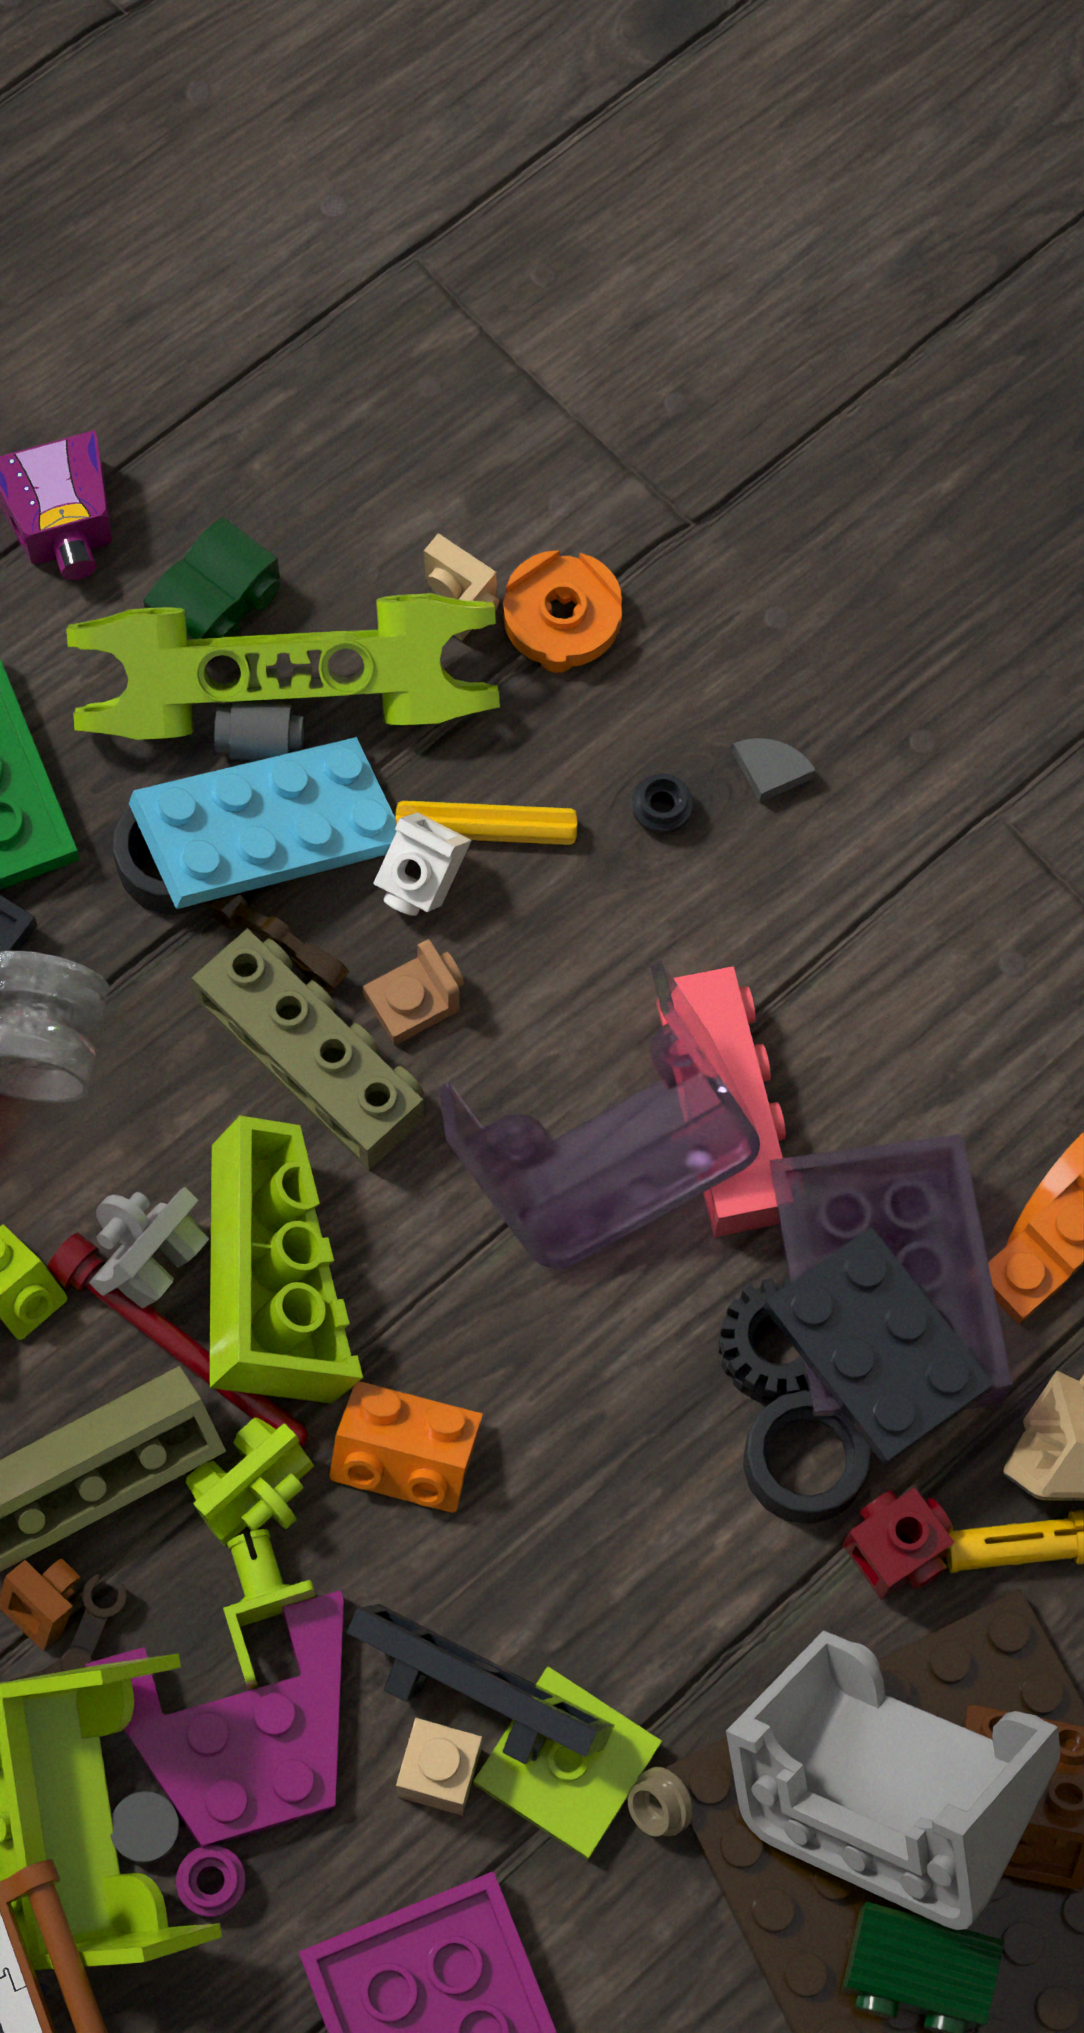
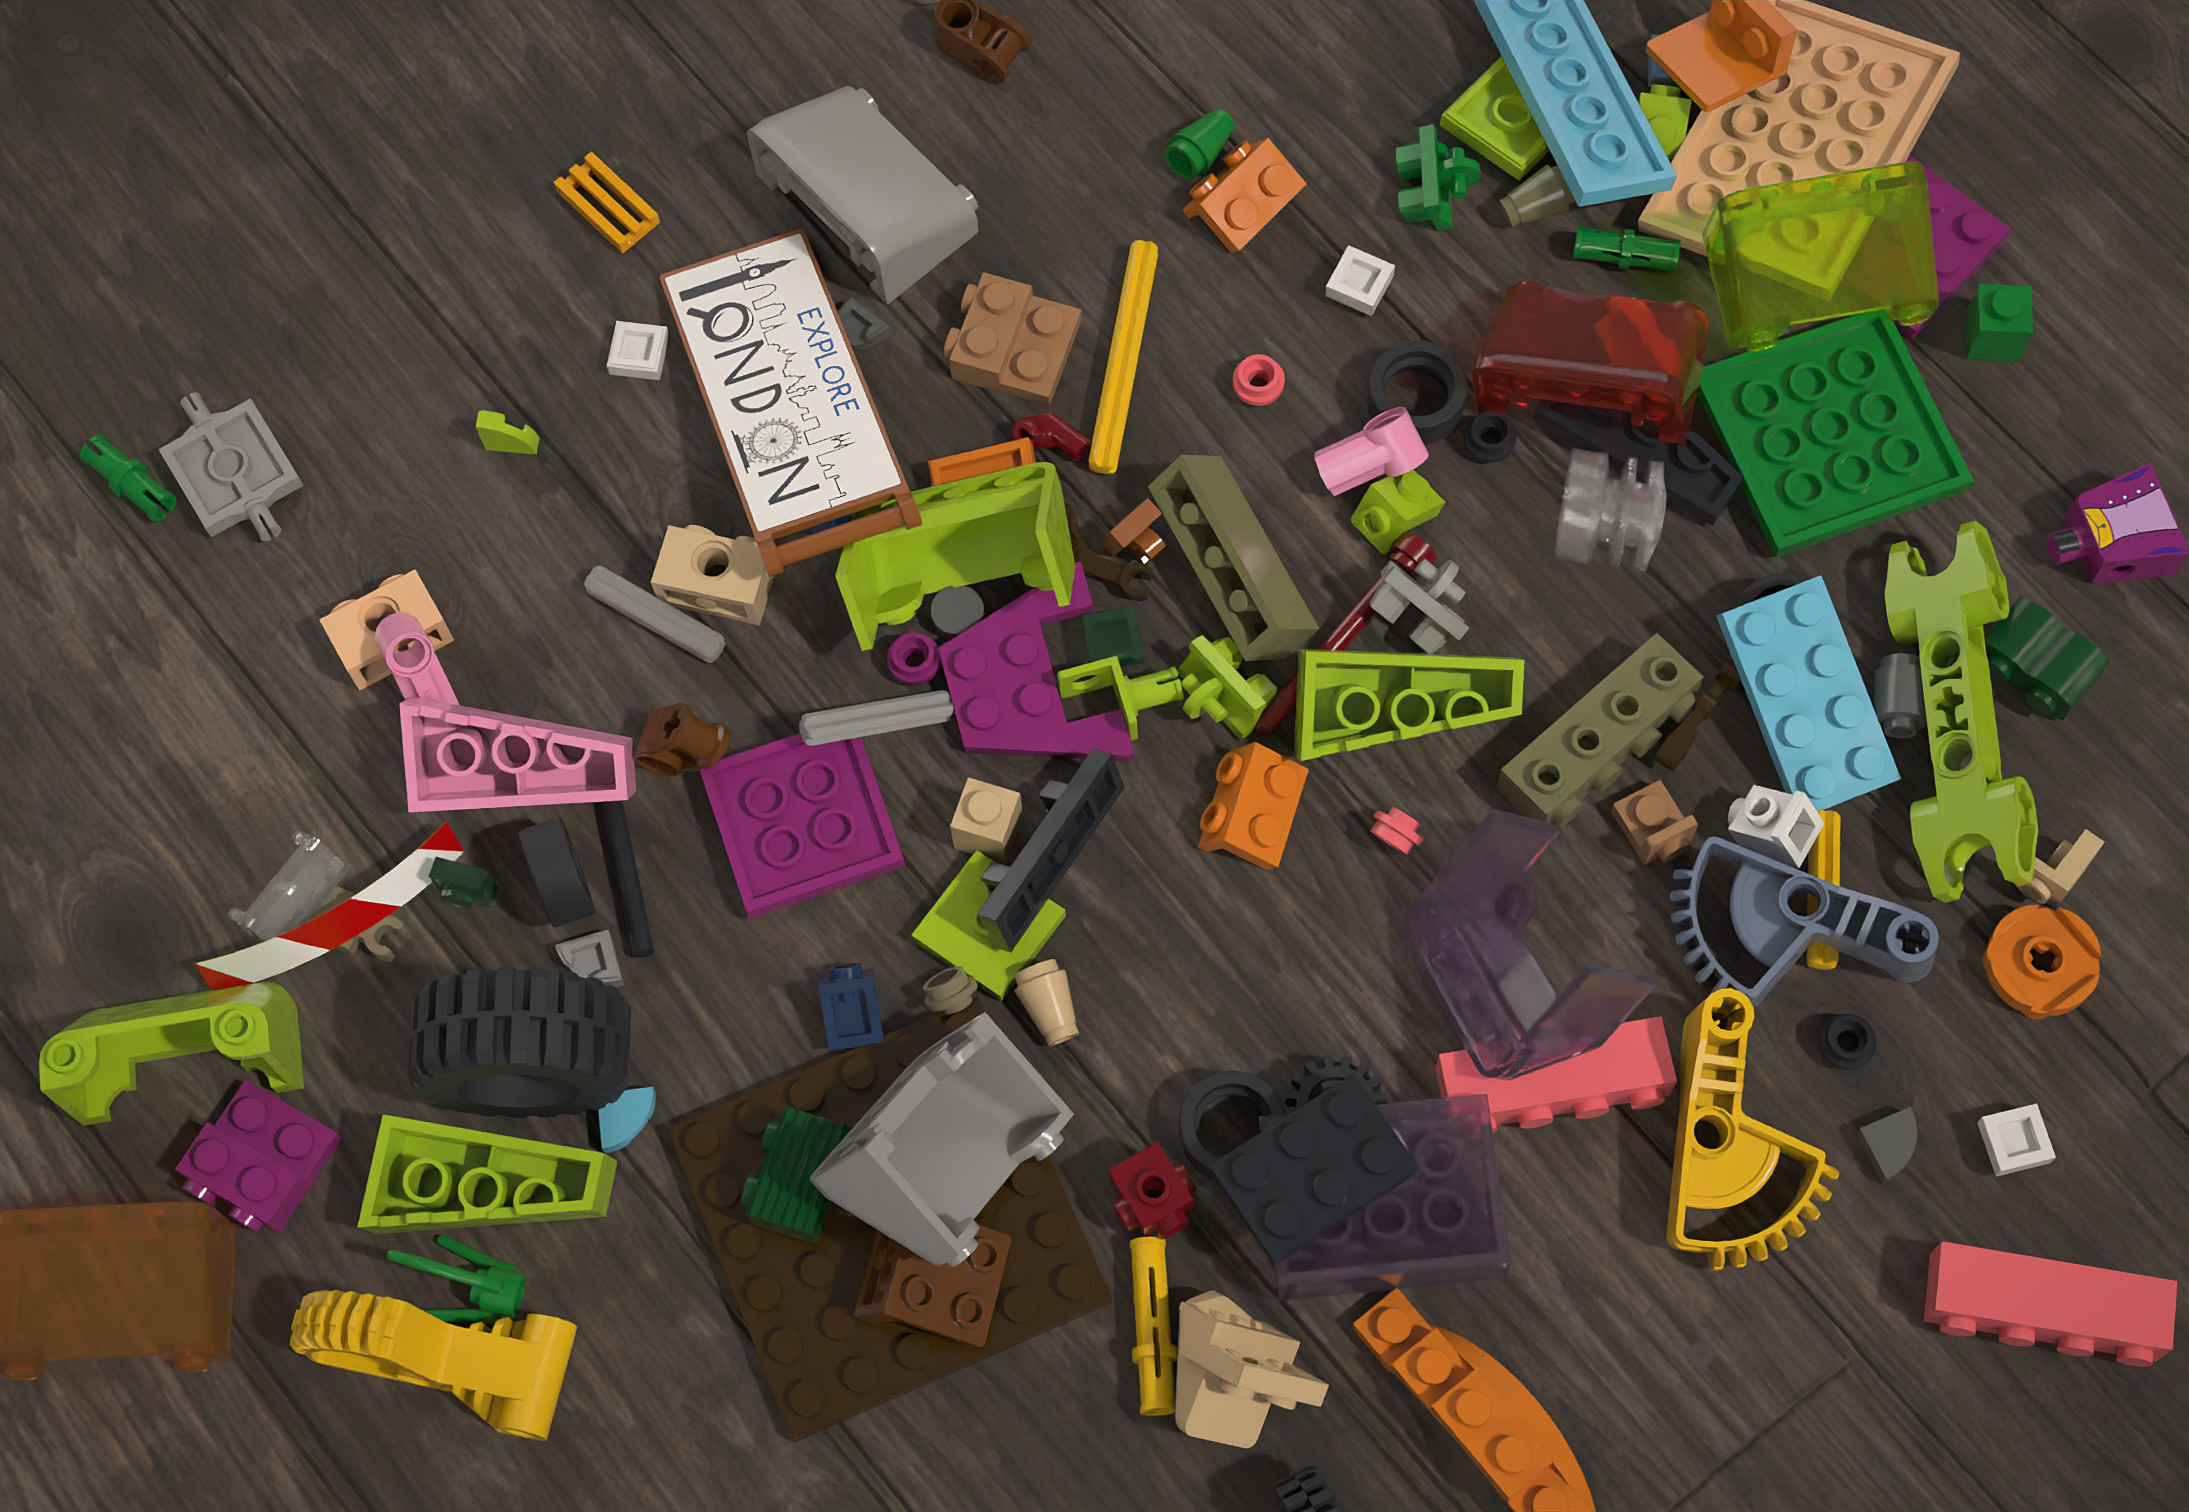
camera: 100 degrees right, 0 degrees up
(186, 1621) = (1113, 635): none -> clear green plate
(305, 1919) = (876, 717): none -> light grey axle
(434, 1275) = (1397, 830): none -> coral plate
(559, 858) = (1777, 937): none -> sand blue arm
(664, 1681) = (1048, 1000): none -> tan cone
(685, 1928) = (850, 1007): none -> dark blue bracket
(718, 929) = (1747, 1149): none -> yellow arm
(763, 644) = (2016, 1140): none -> white plate
(936, 622) = (2050, 1303): none -> coral brick

